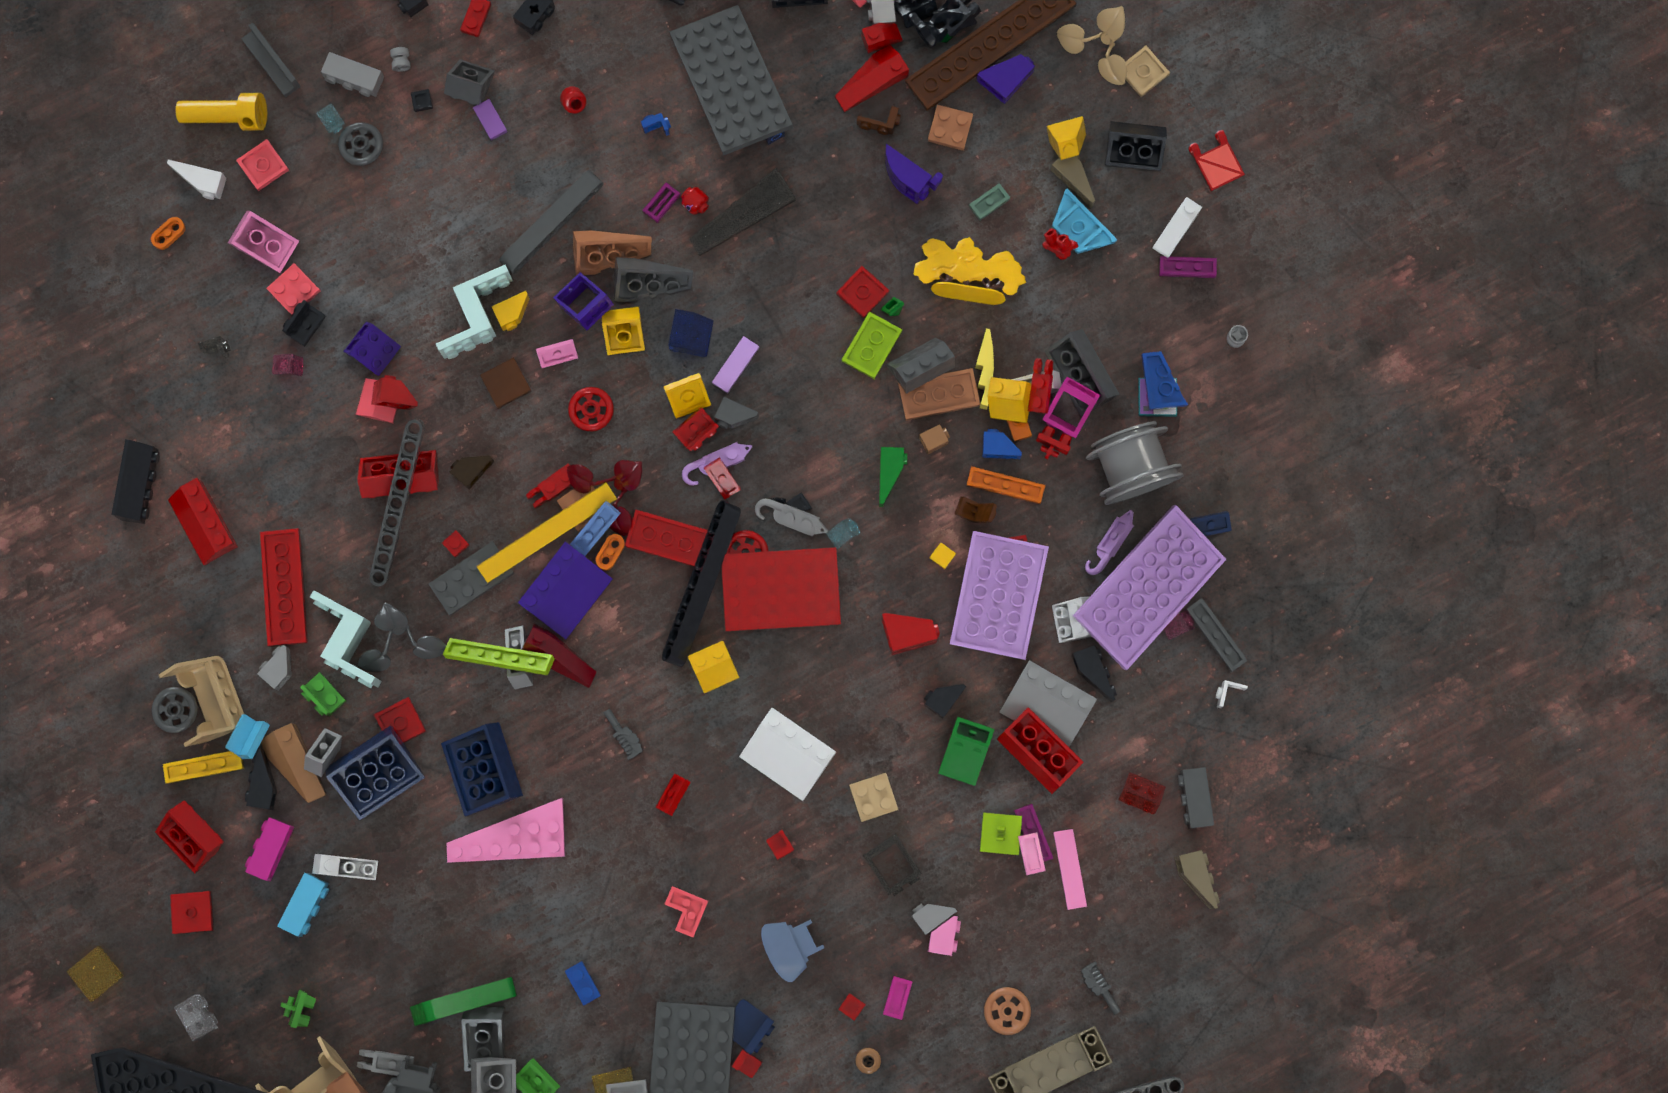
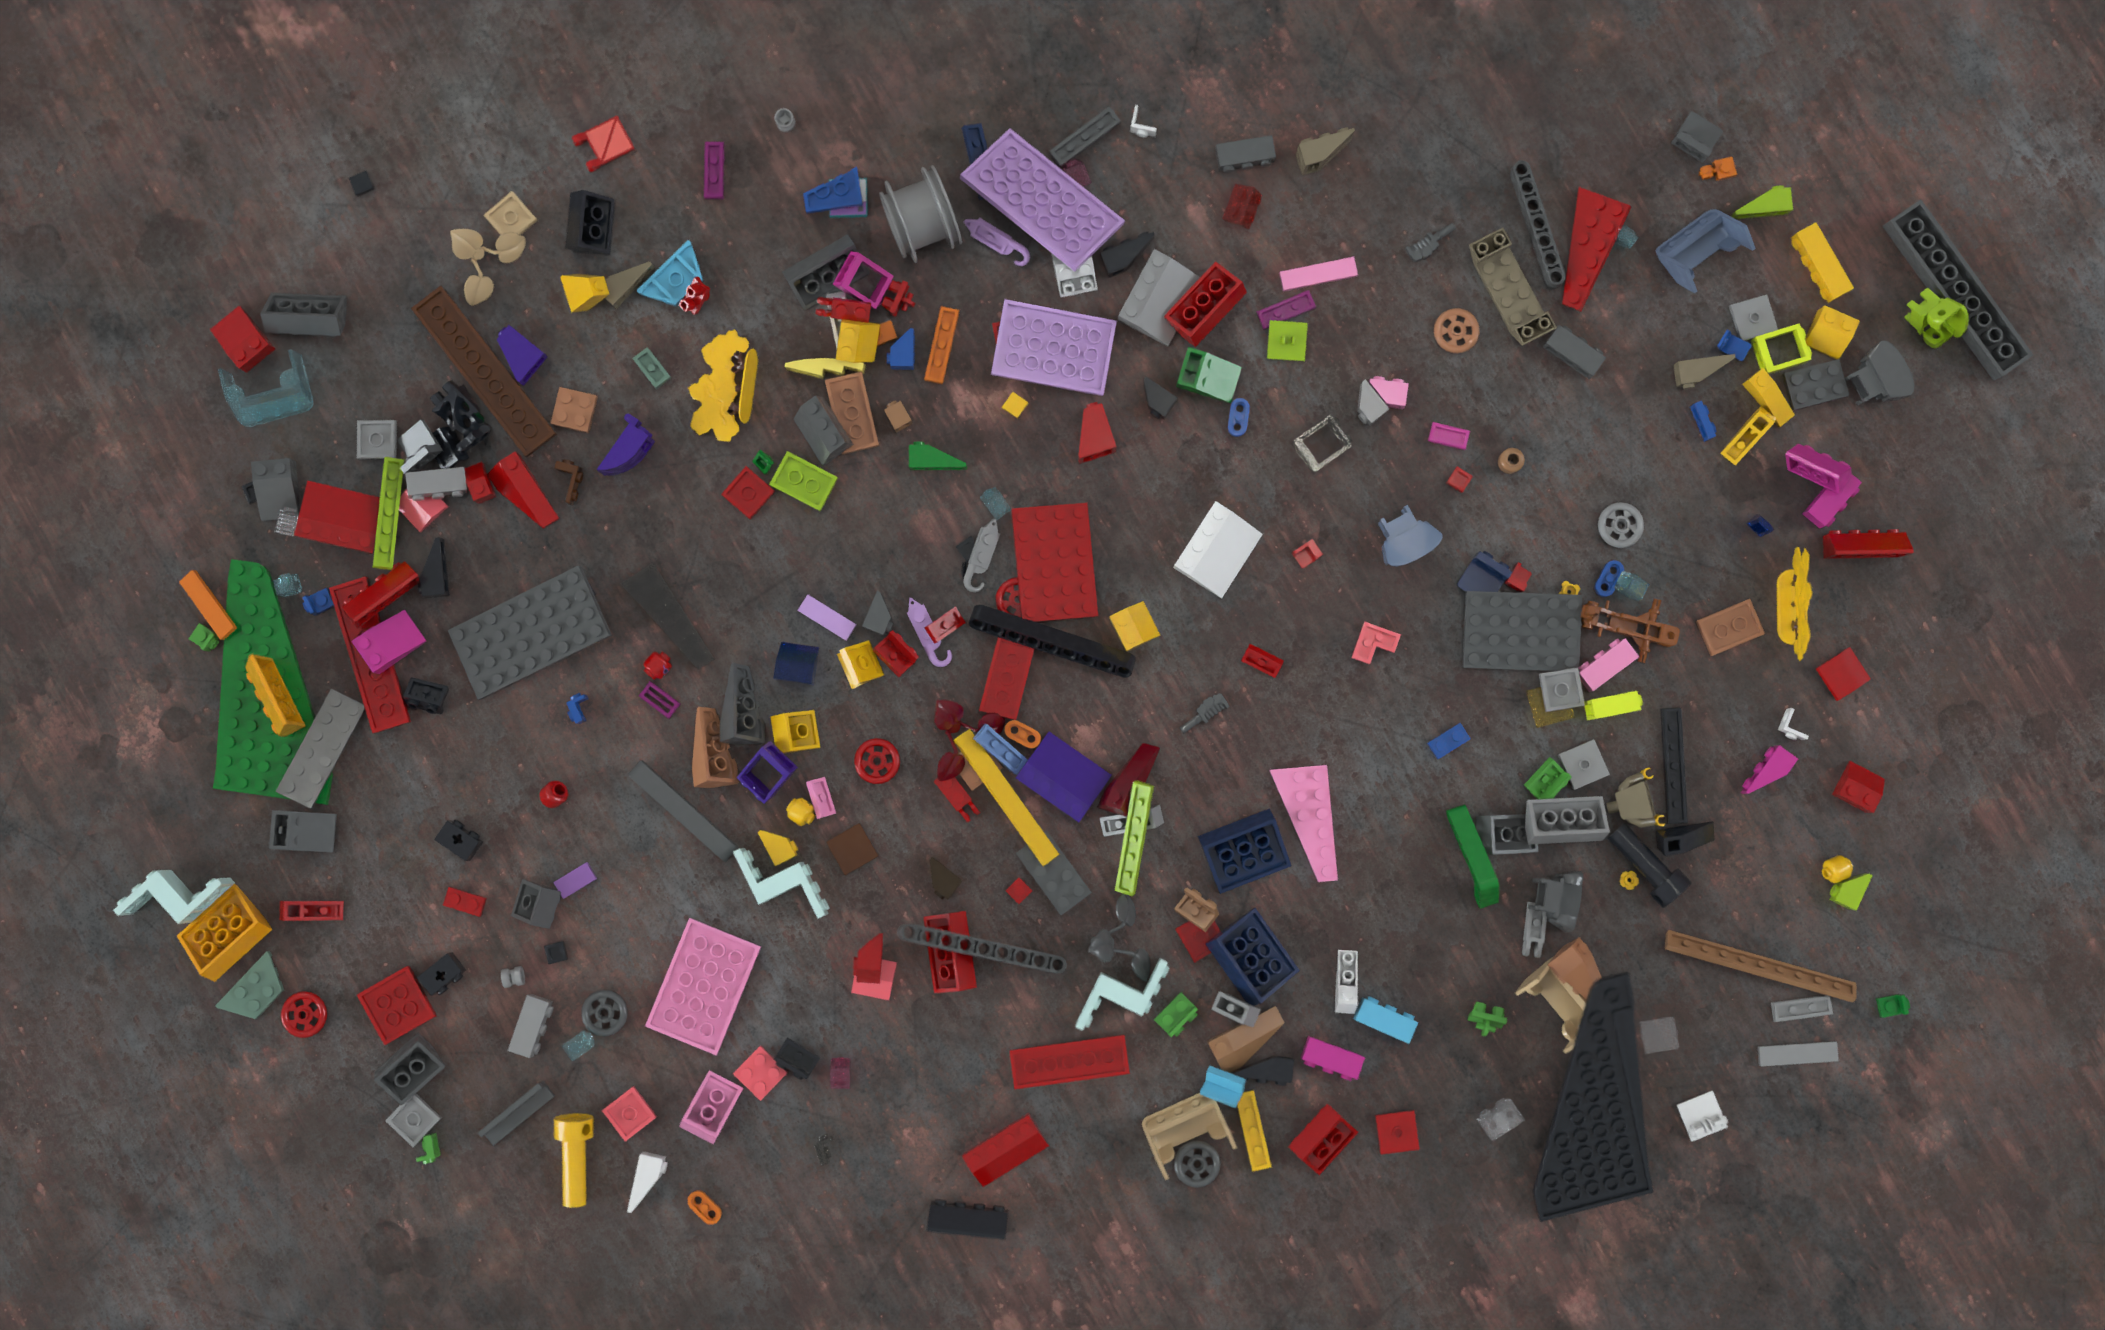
camera: 85 degrees left, 5 degrees up
(95, 973) = (1461, 1224): clear yellow tile -> none
(277, 669) = (1153, 1061): light grey slope -> none
(372, 348) = (820, 987): dark purple bracket -> none
(380, 237) = (703, 986): none -> bright pink plate
(424, 717) = (1196, 909): none -> medium nougat bracket
(544, 333) = (800, 811): none -> yellow head
(873, 797) = (1256, 465): tan plate -> none
(923, 780) = (1238, 418): none -> blue plate
(975, 511) = (970, 371): reddish brown bracket -> none
(1031, 853) = (1306, 310): bright pink tile -> none
(1177, 227) = (674, 179): white slope -> none

